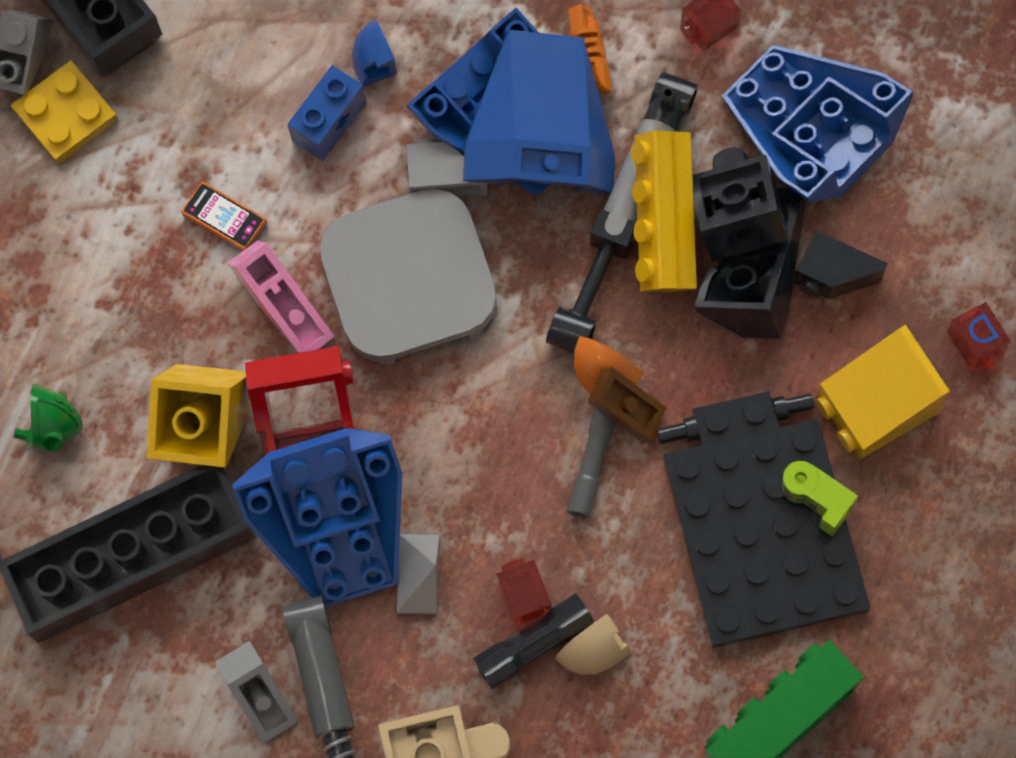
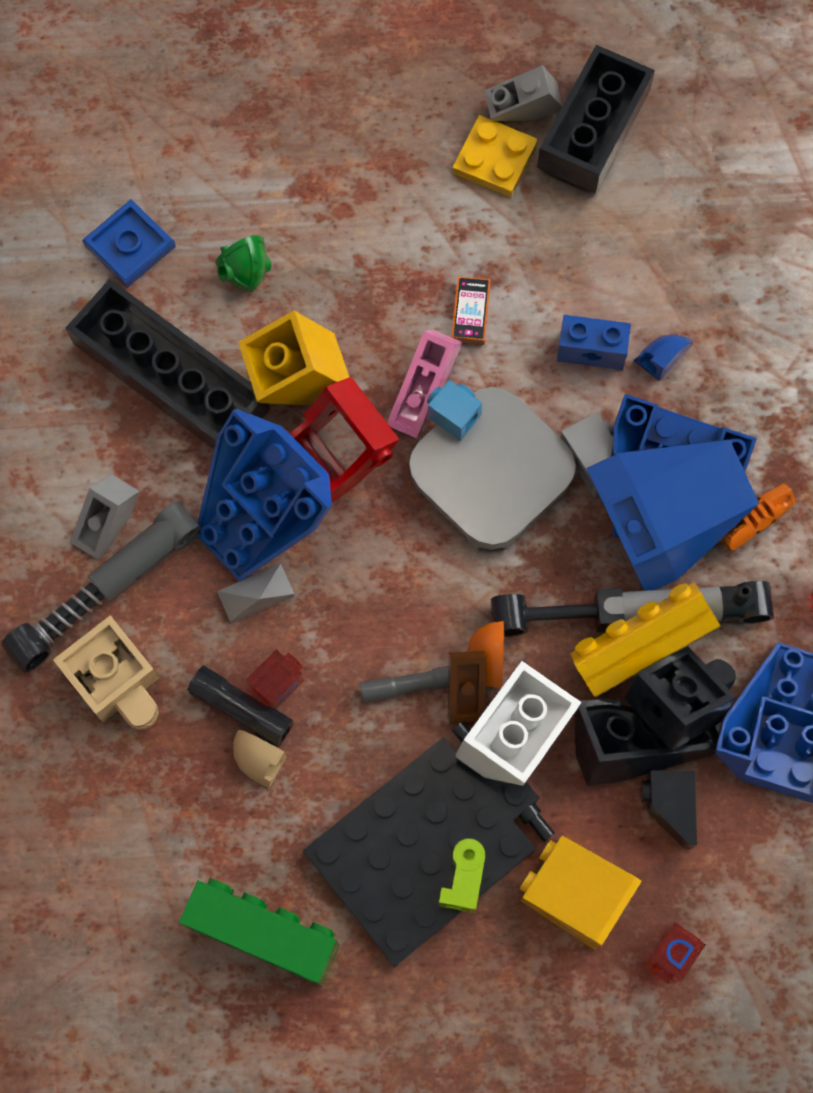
camera: 60 degrees right, 0 degrees up
(332, 277) = (454, 408): none -> dark azure brick
(695, 373) = (517, 727): none -> white slope

